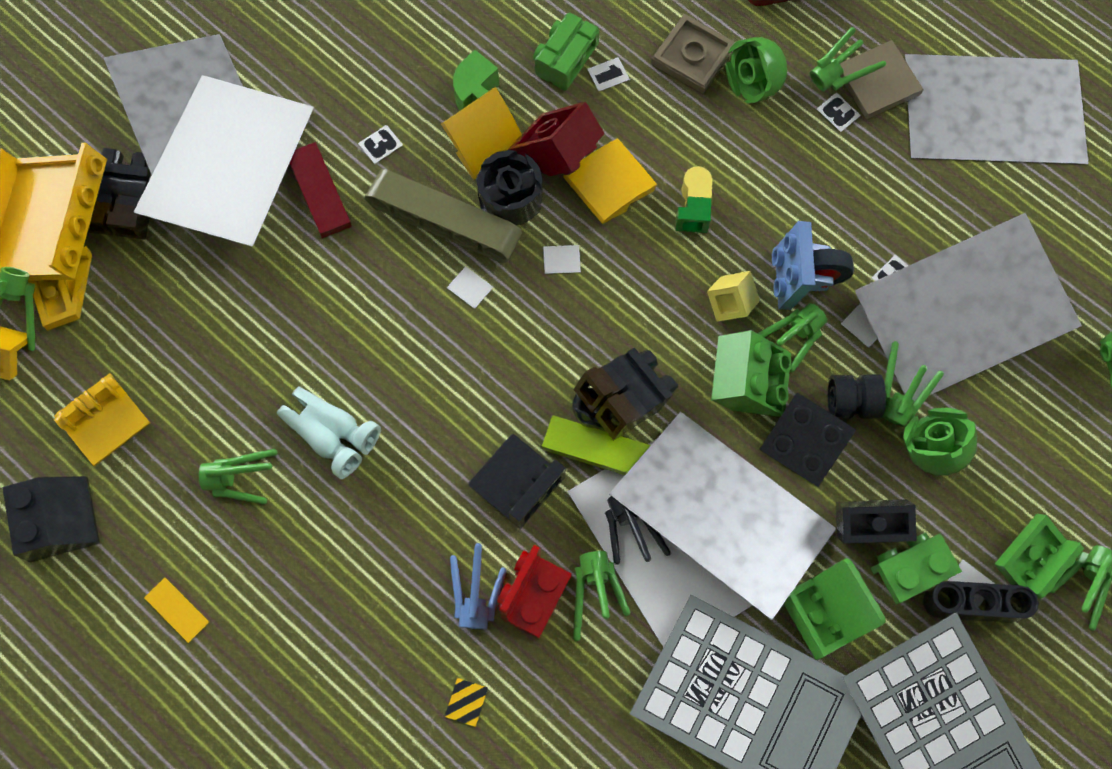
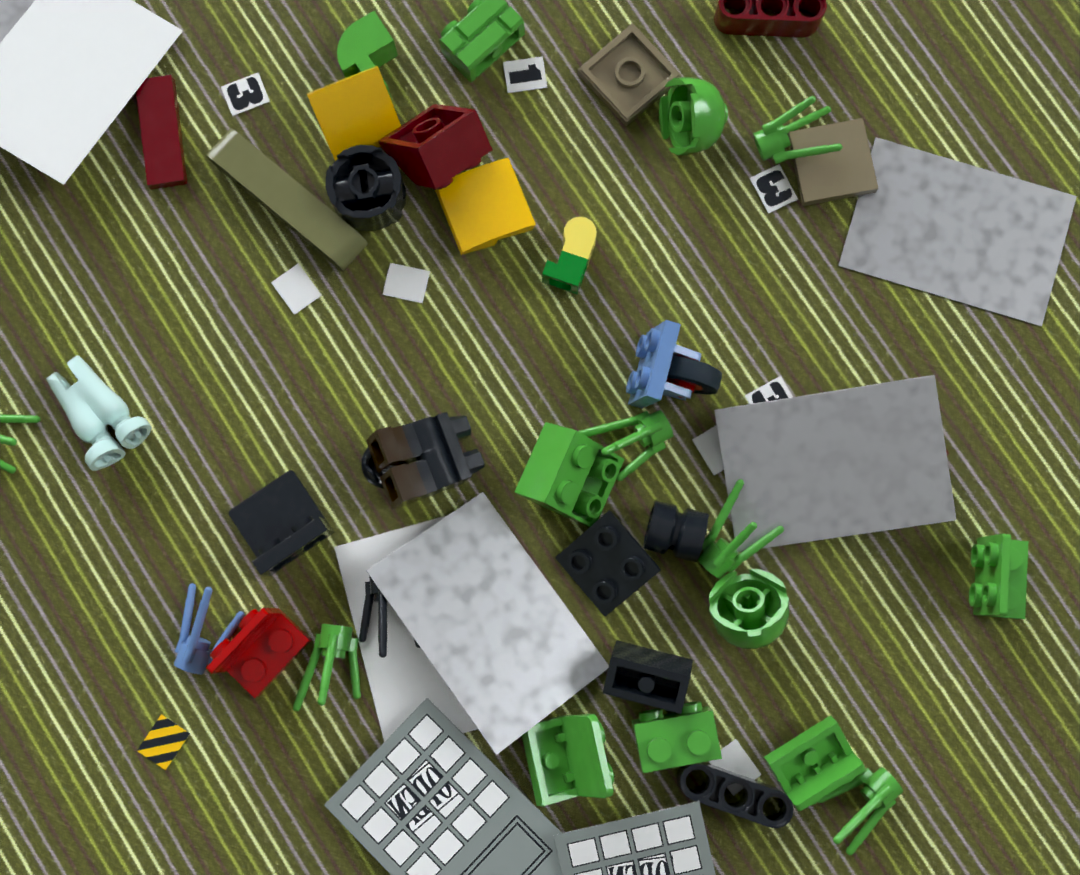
camera: 20 degrees right, 10 degrees up
(592, 446) = (371, 505): lime tile -> none
(733, 296) = (579, 378): light yellow panel -> none

